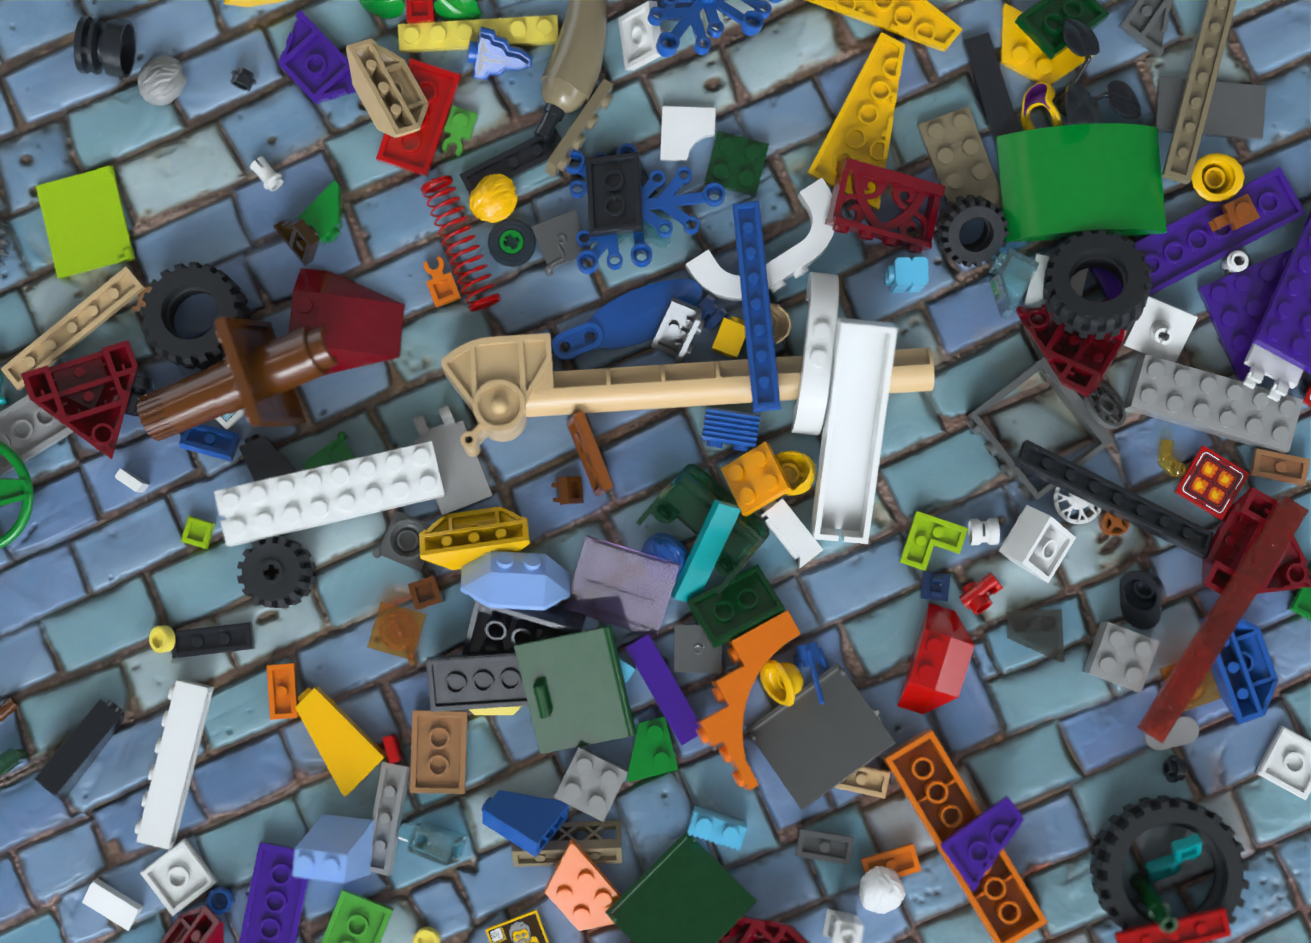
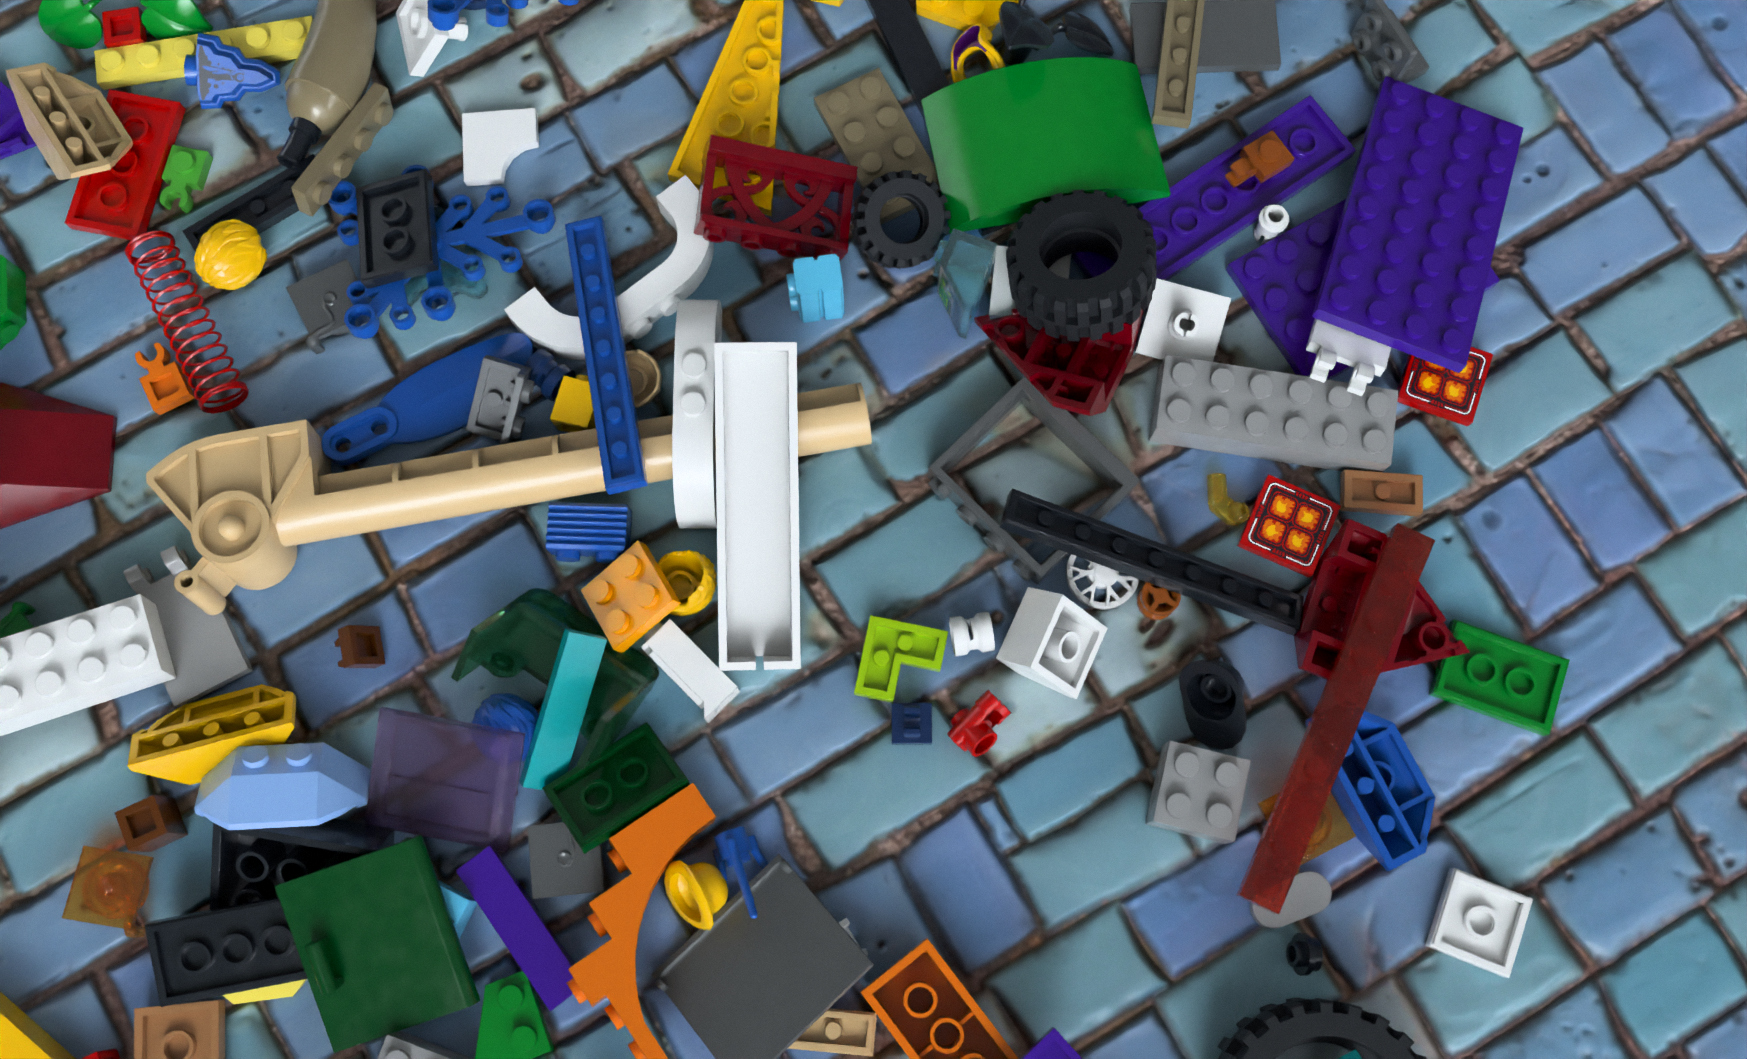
camera: 10 degrees left, 10 degrees down
(402, 541) = (110, 753): dark grey hat -> none
(507, 255) = (245, 320): black bush -> none
(589, 454) = (381, 588): dark orange tile -> none
(736, 163) = (572, 176): dark green plate -> none
(937, 662) = (927, 836): red wedge -> none
(1037, 631) = (1070, 770): clear smoke wing -> none
(1106, 407) = (1120, 436): dark grey wheel -> none
(1217, 177) = (1228, 115): yellow hat -> none

